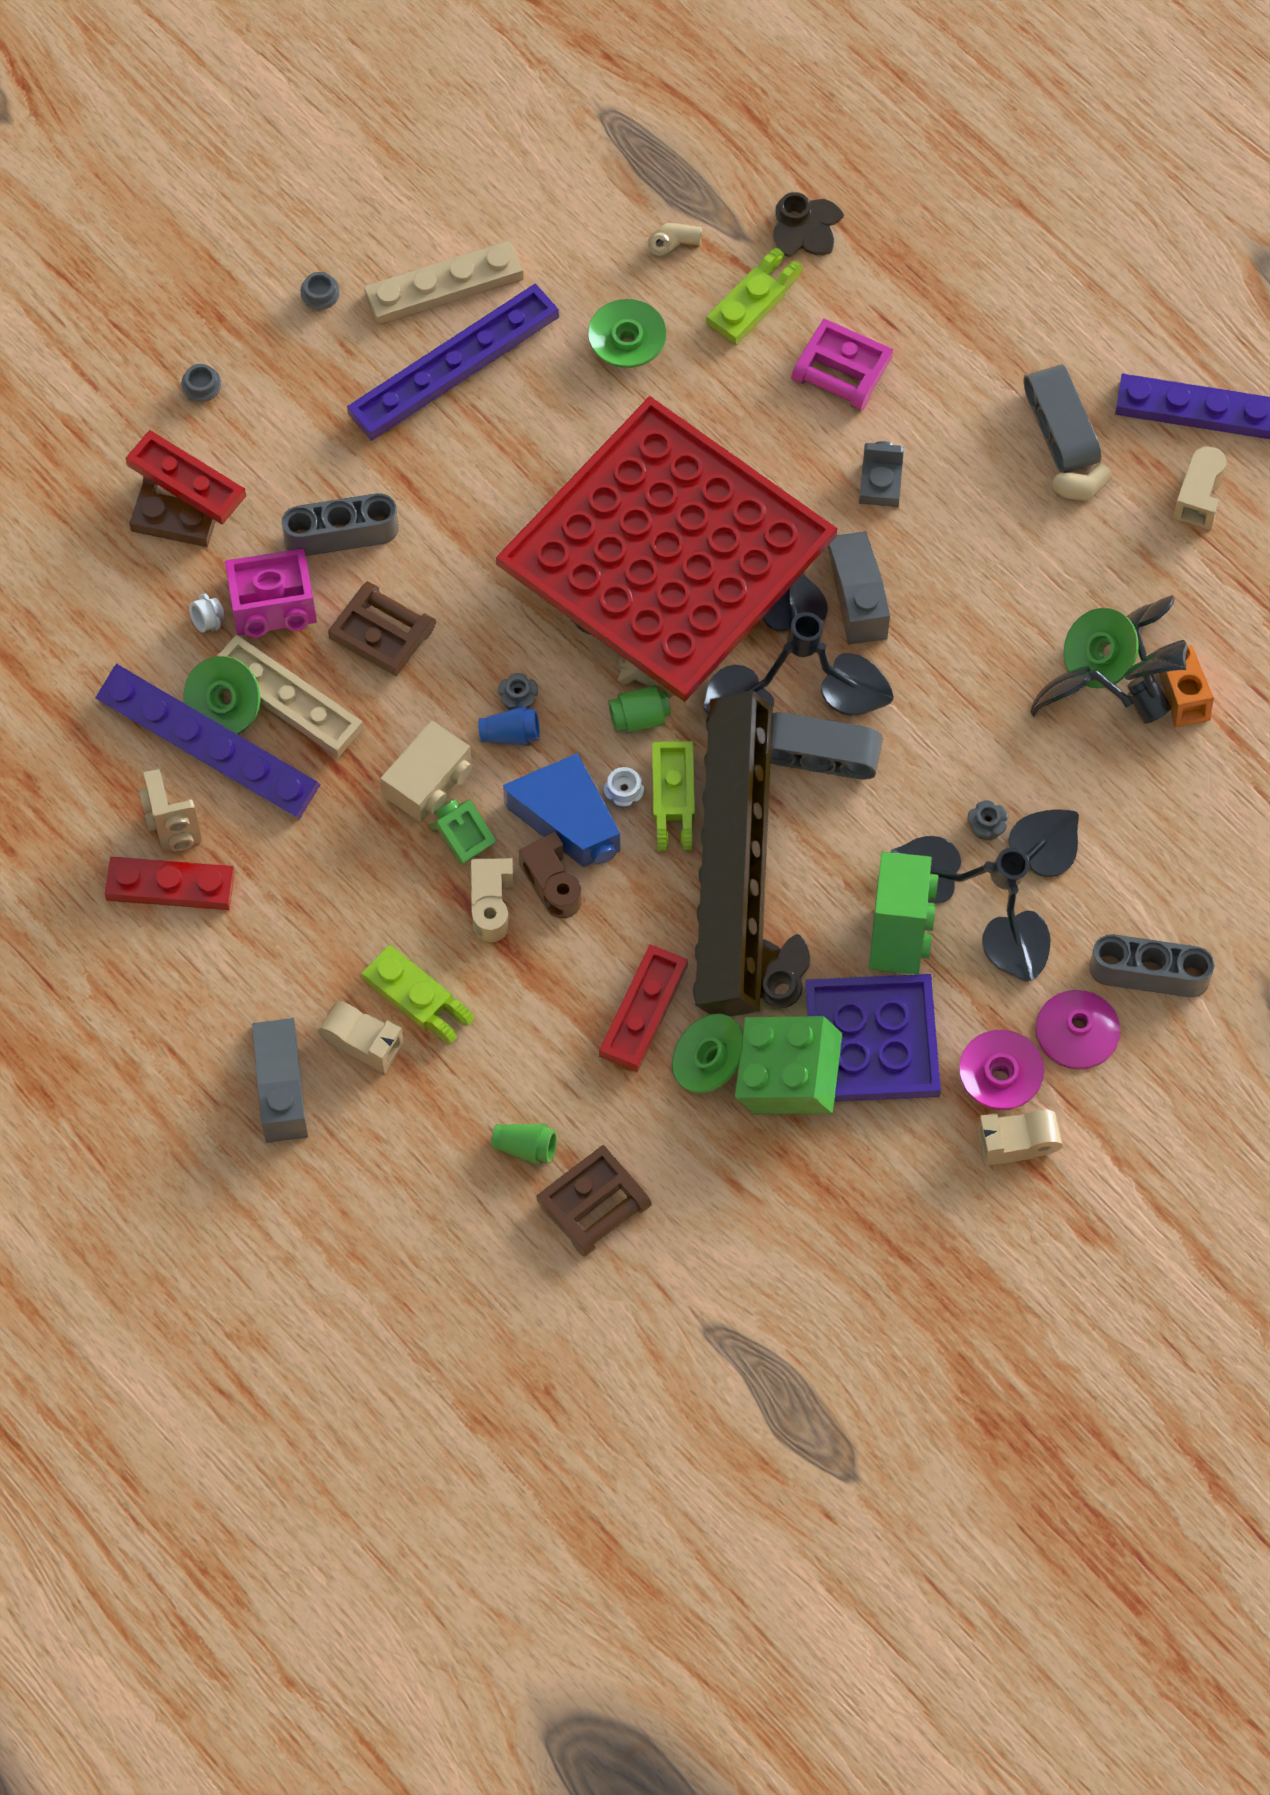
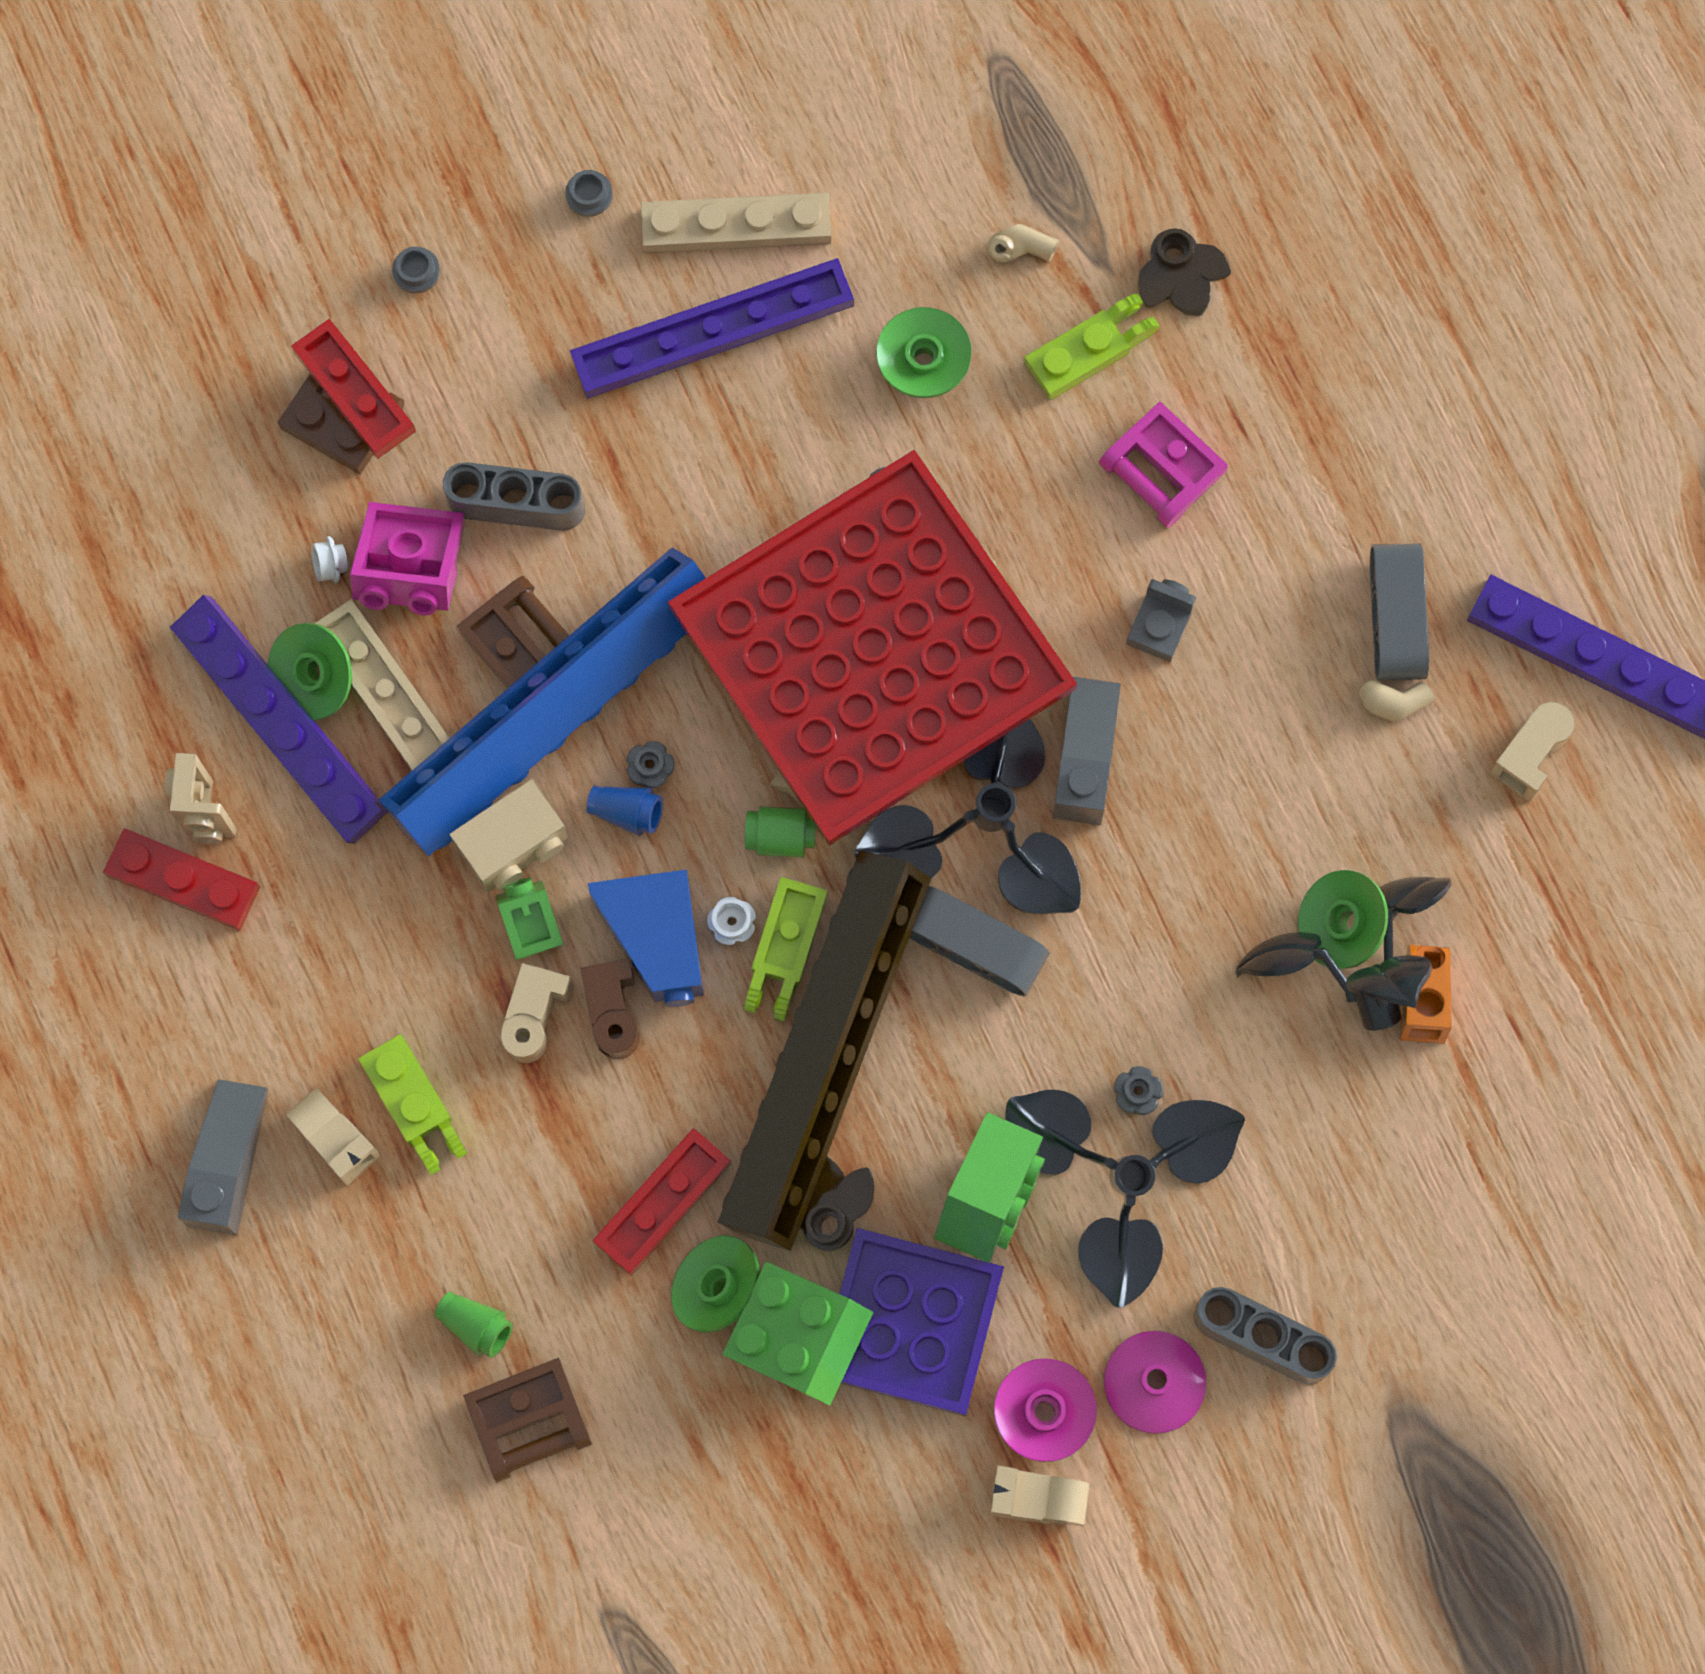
camera: 20 degrees right, 10 degrees up
(419, 669) = (543, 706): none -> blue brick

